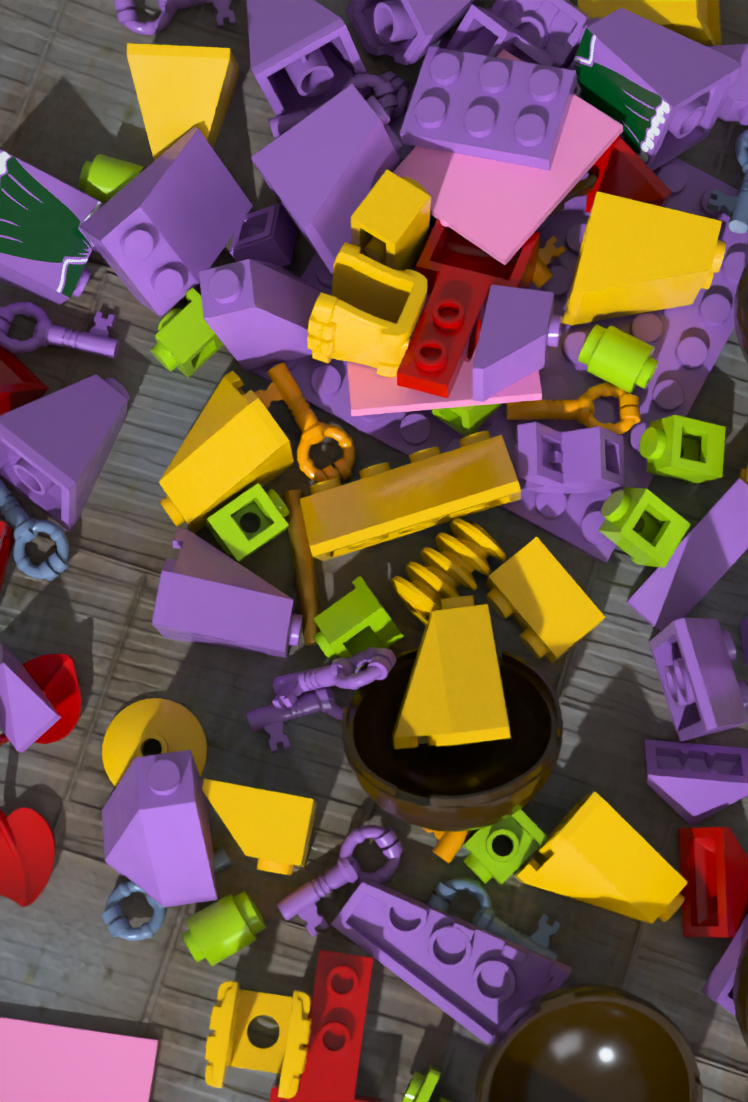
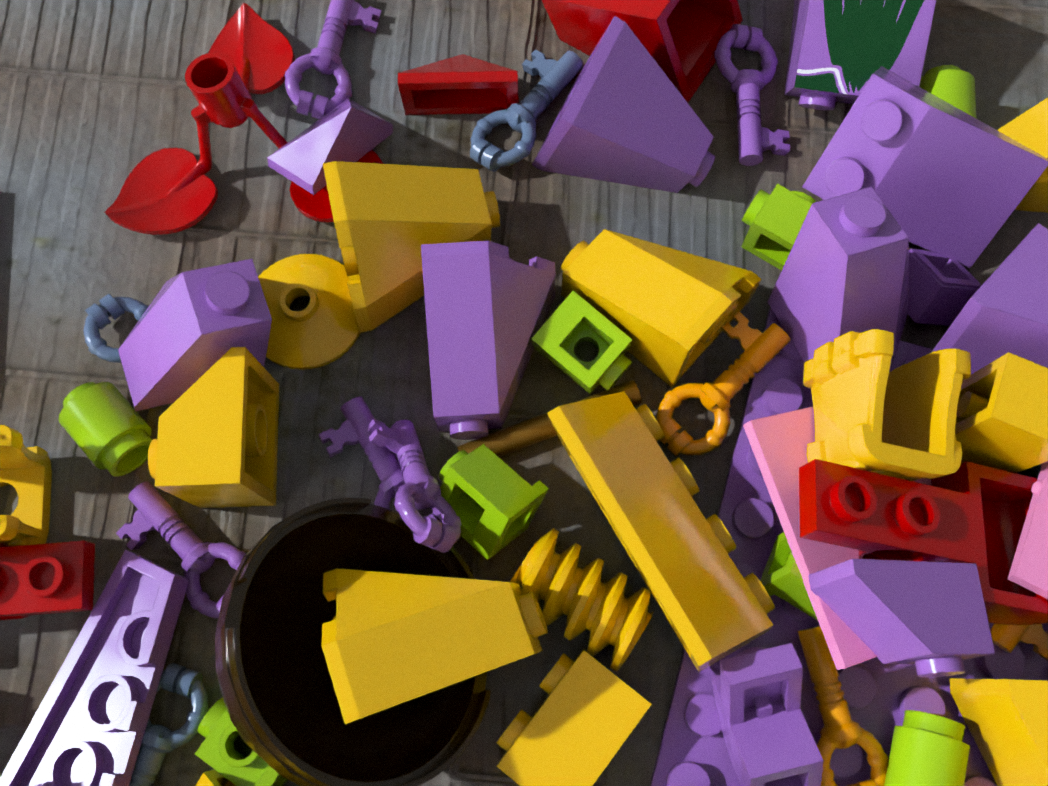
camera: 80 degrees right, 5 degrees down
(115, 649) = (385, 217): none -> yellow slope

